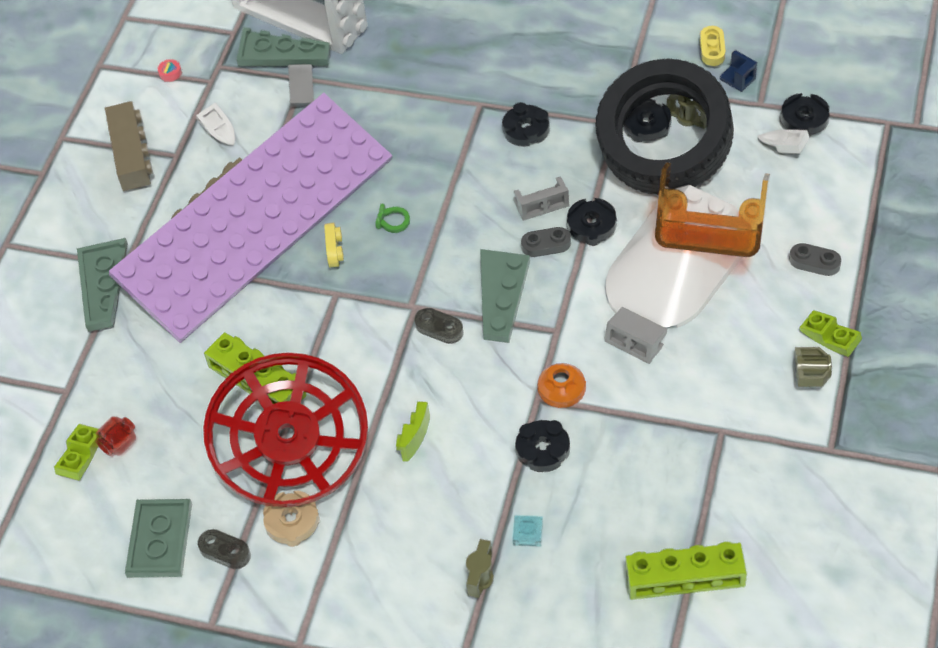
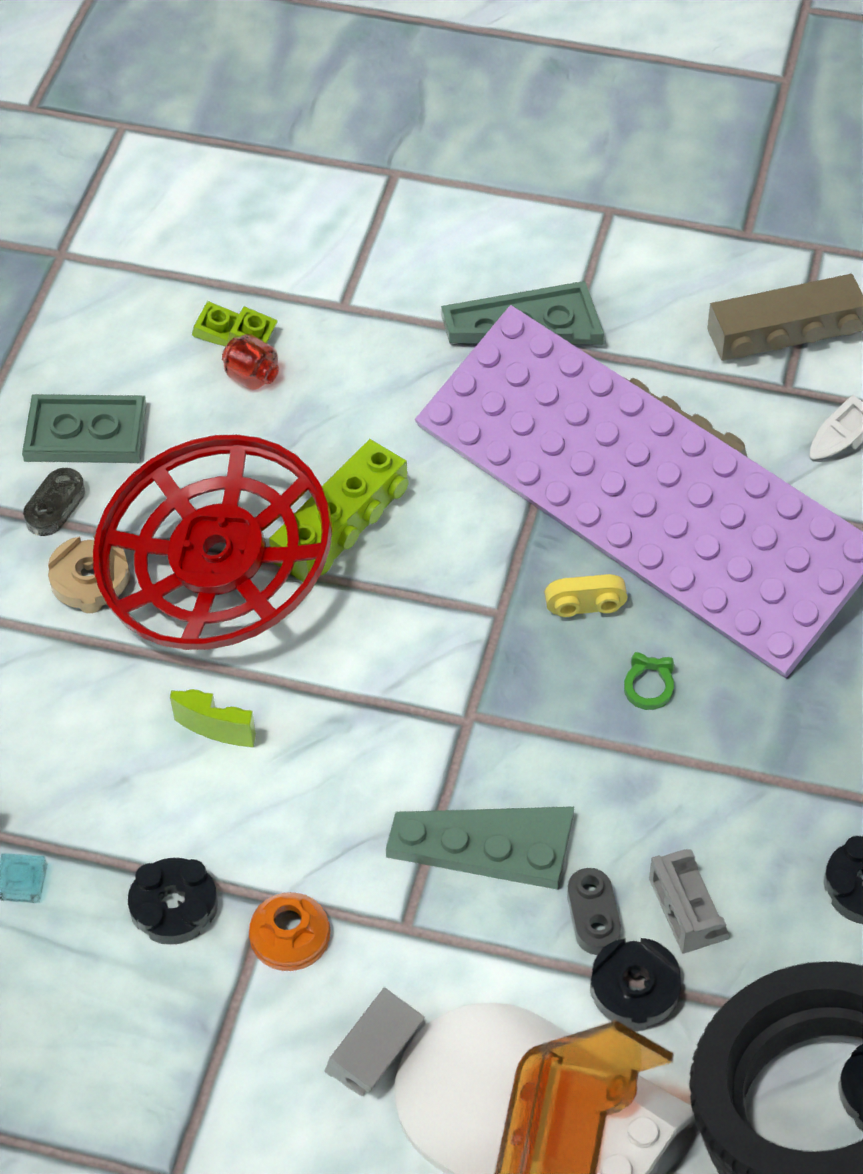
camera: 85 degrees right, 0 degrees up
(437, 325) = (423, 748): clear smoke plate -> none

